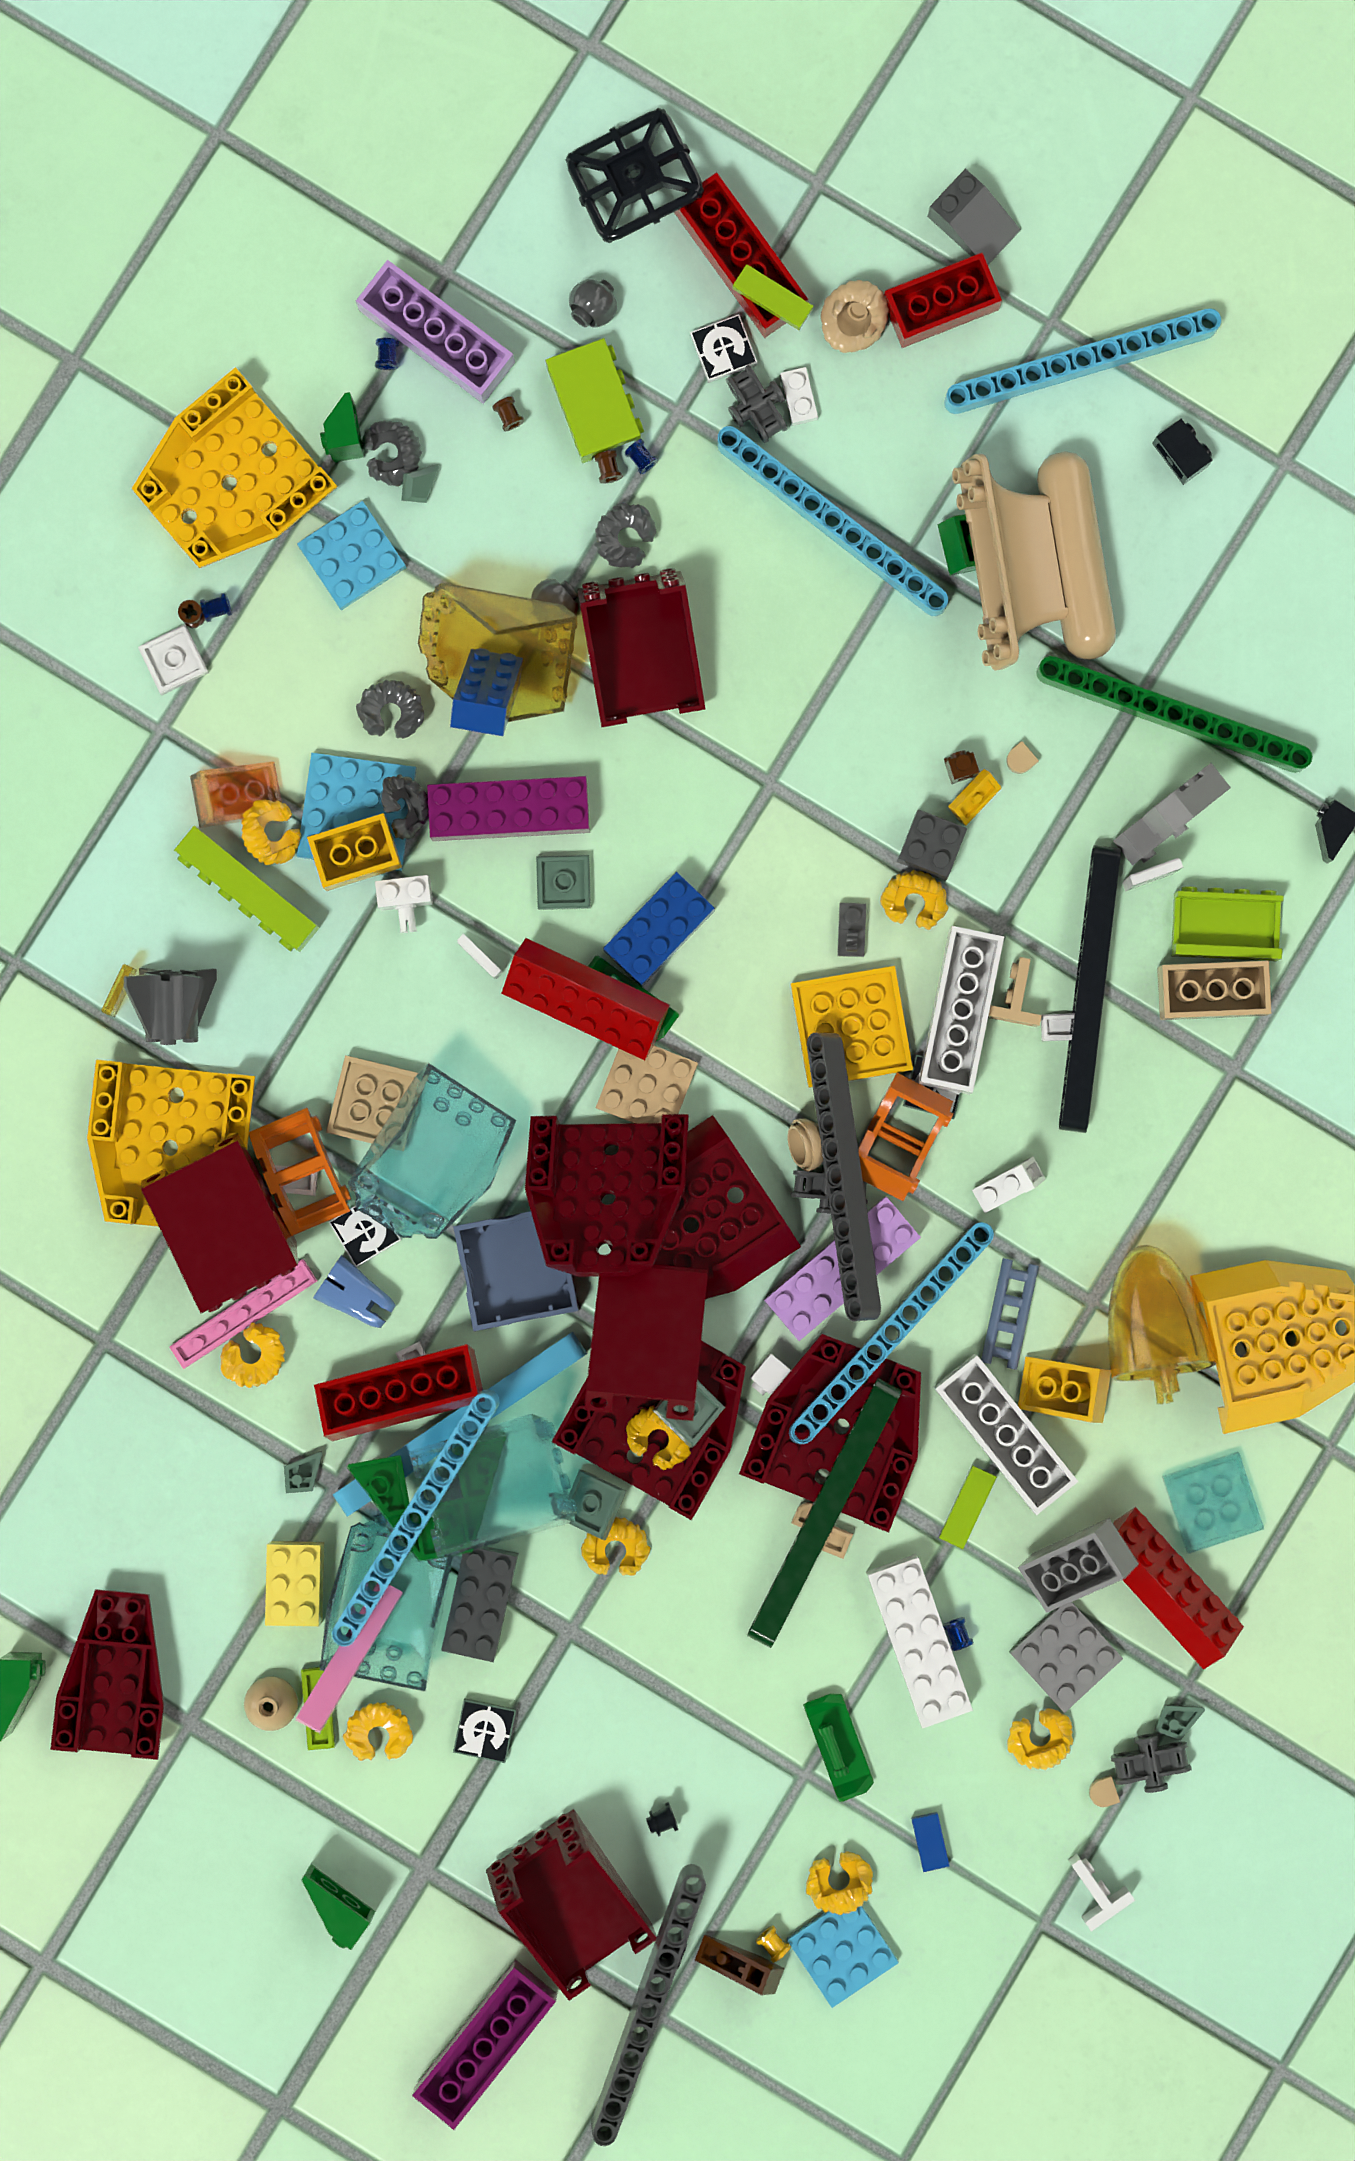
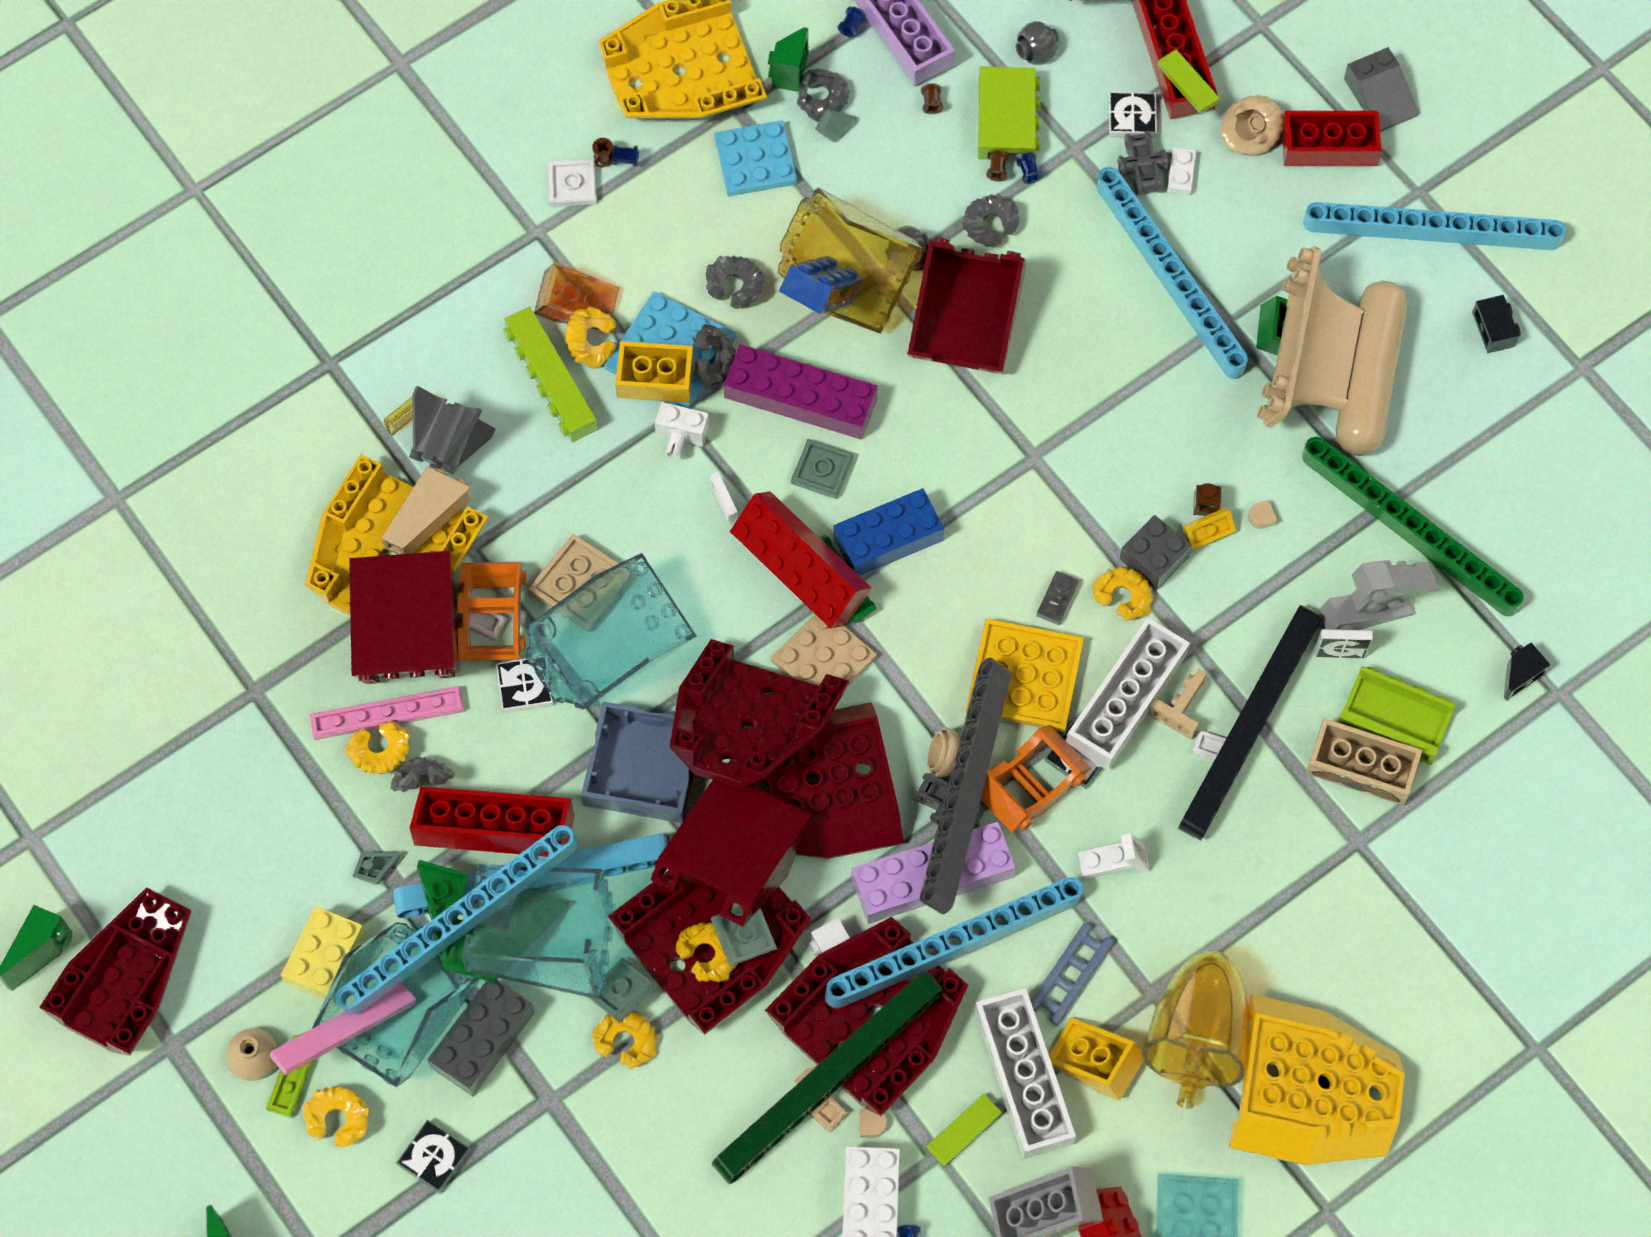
camera: 20 degrees right, 20 degrees down
(188, 1094) = (426, 510): none -> tan slope
(298, 1385) = (409, 774): none -> dark grey piece
(353, 1293) = (489, 729): medium blue piece -> none
(878, 1538) = (871, 1124): none -> tan tile

